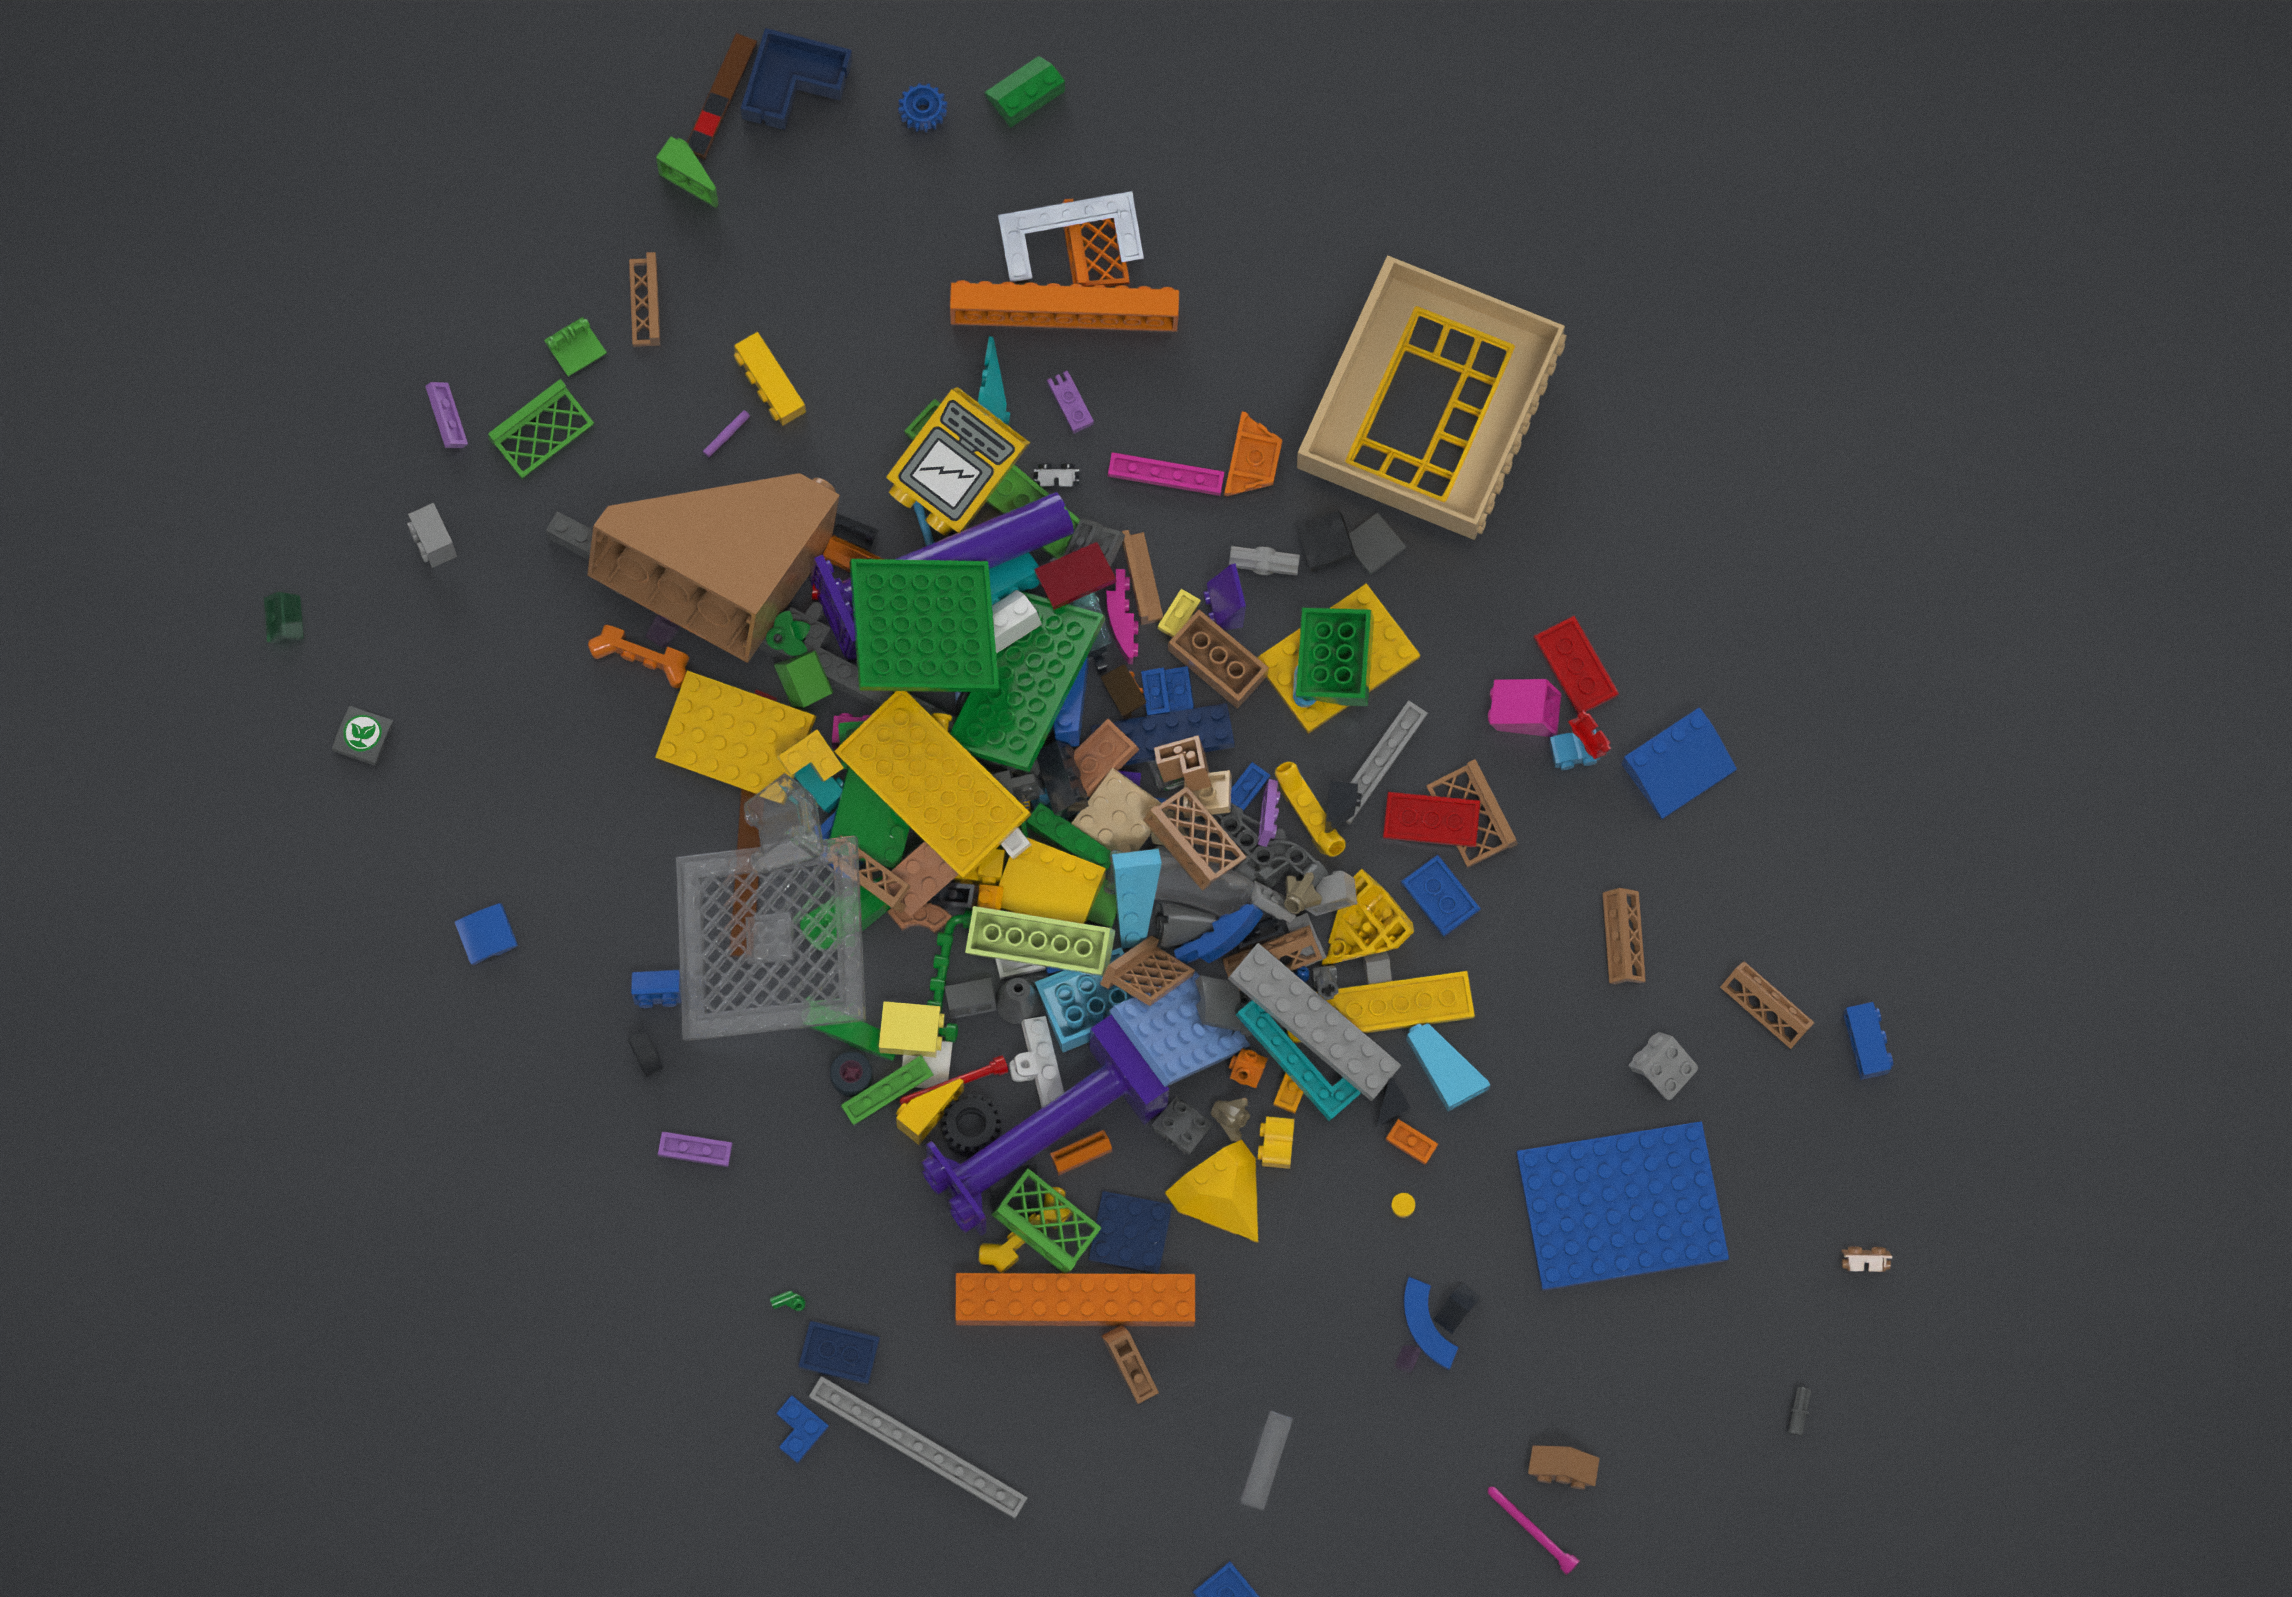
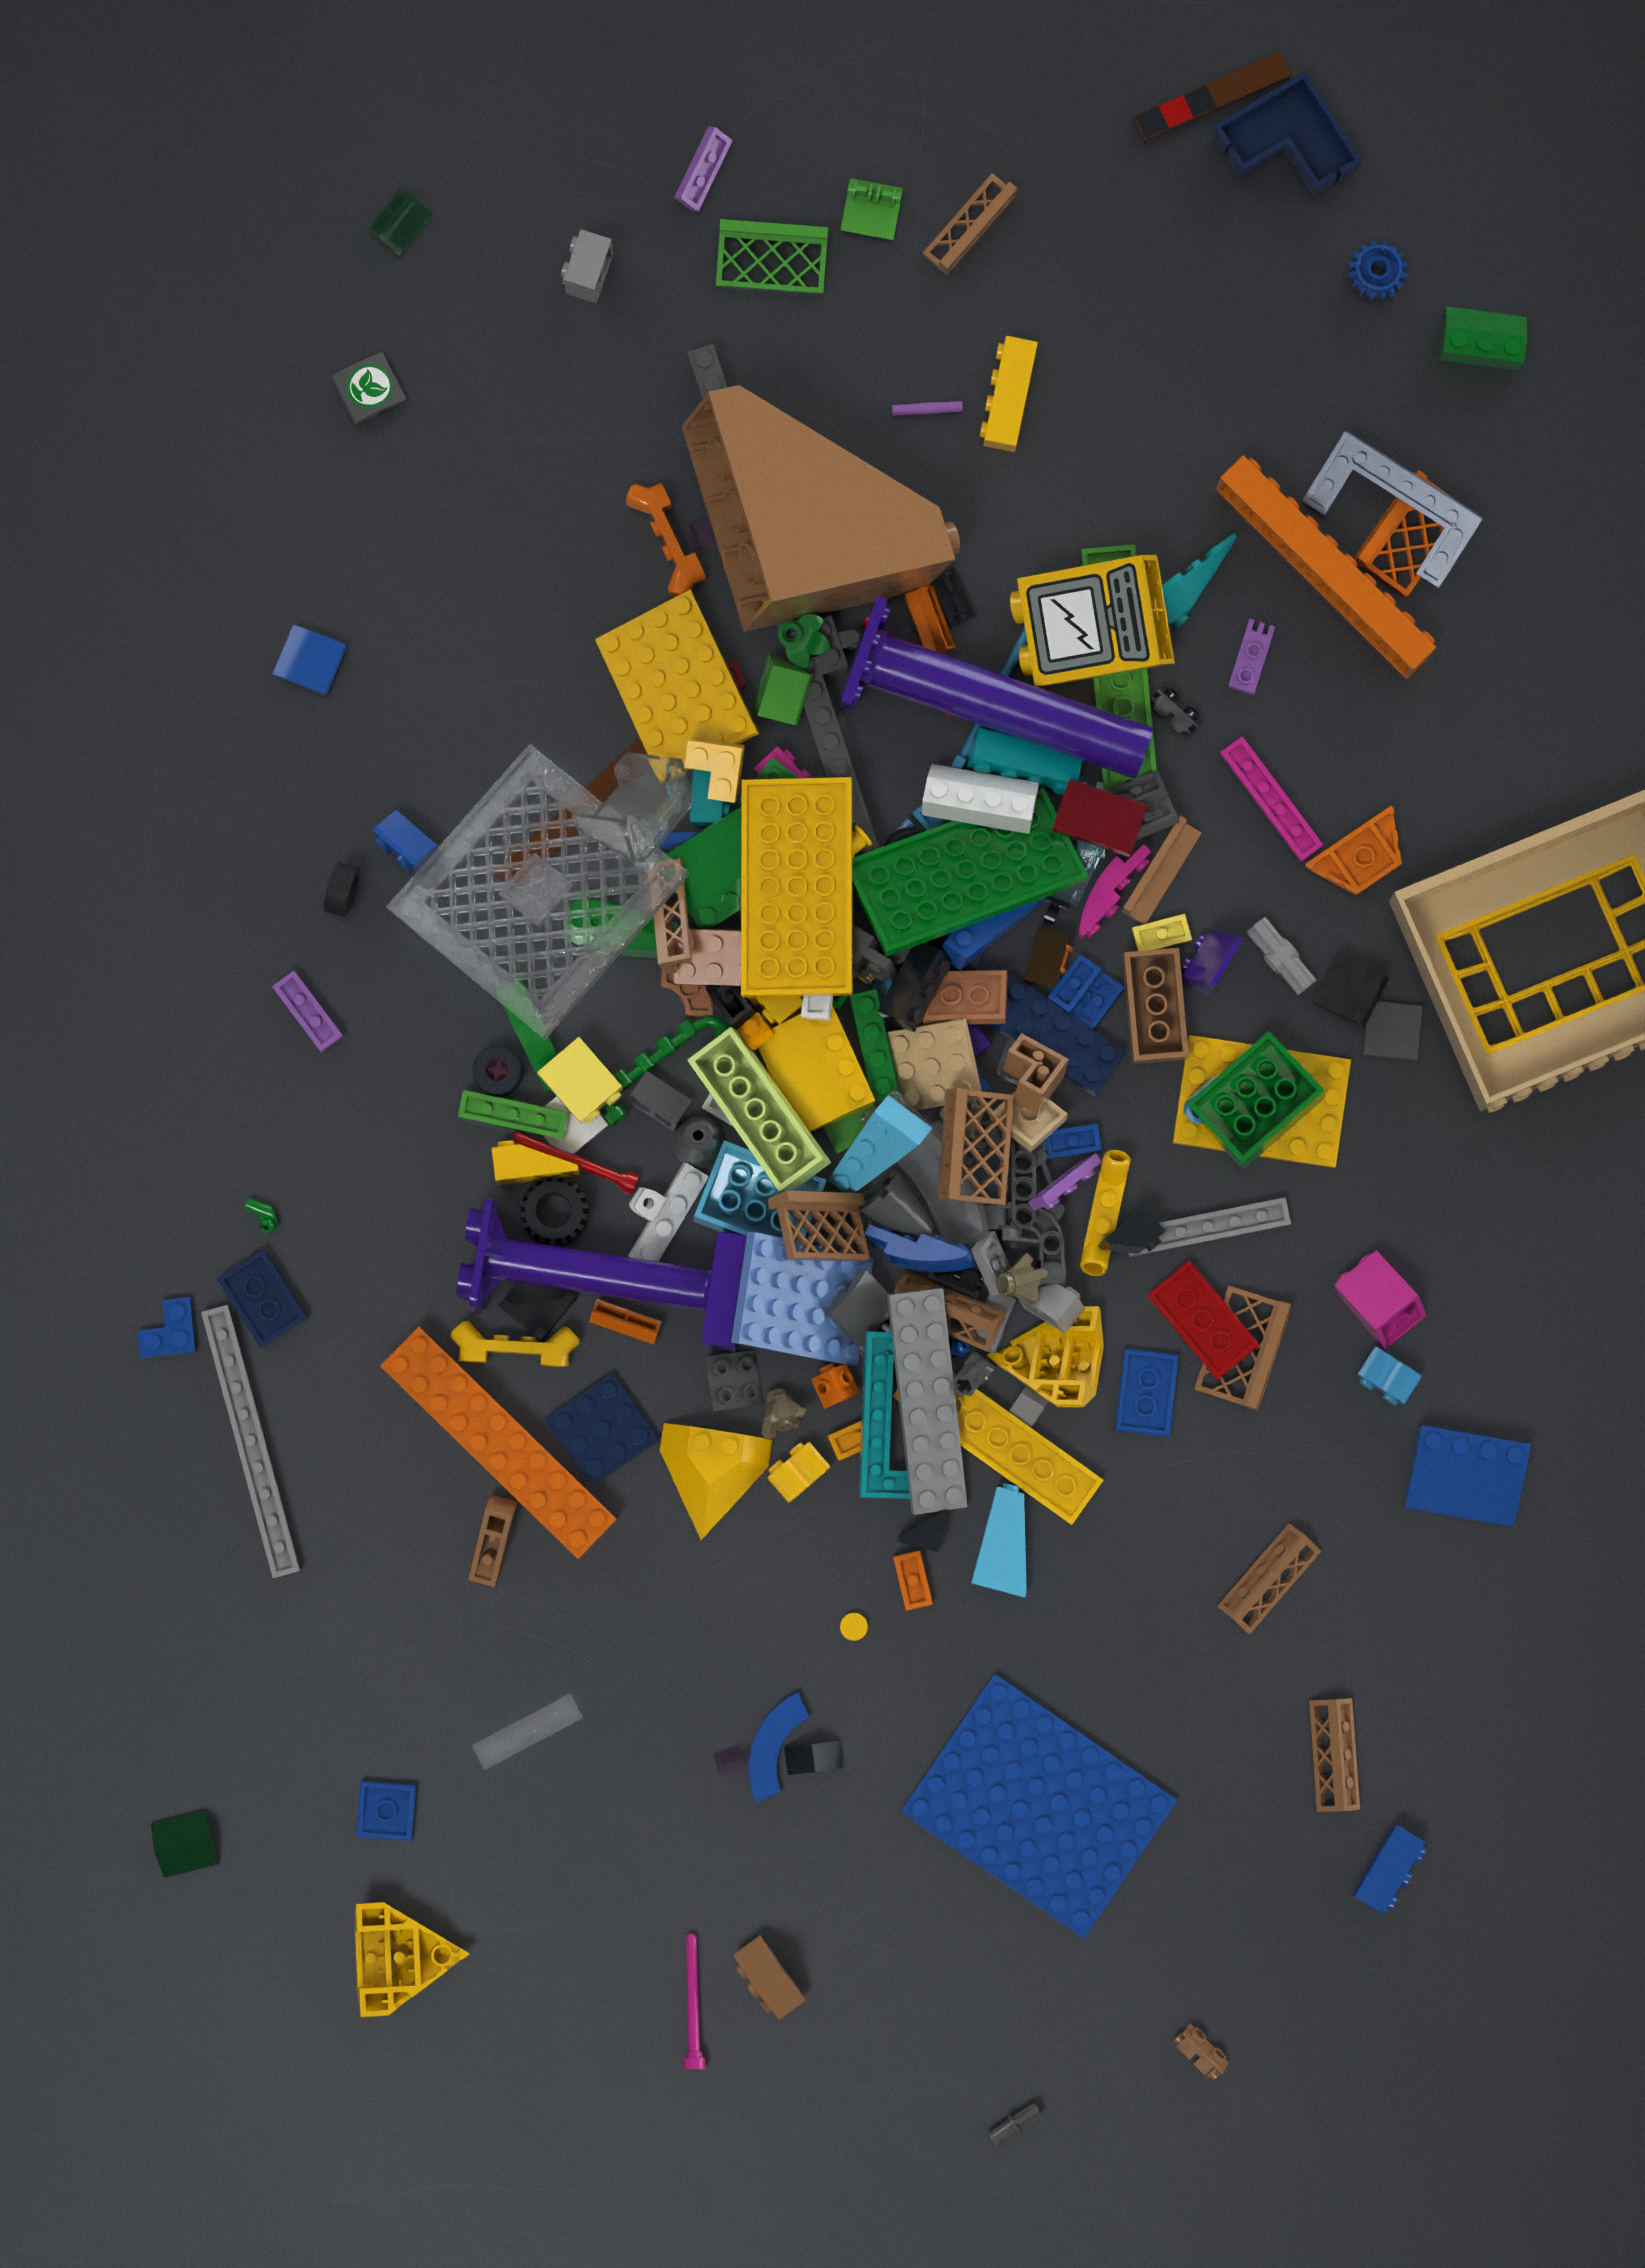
camera: 45 degrees right, 10 degrees up
(680, 166) = (1113, 127): bright green slope -> none
(923, 625) = (917, 743): green plate -> none
(1037, 1239) = (512, 1358): bright green fence -> none
(1576, 665) = (1463, 1303): red tile -> none
(1595, 744) = (1405, 1391): red hinge -> none
(1664, 1064) = (1193, 1721): light grey bracket -> none

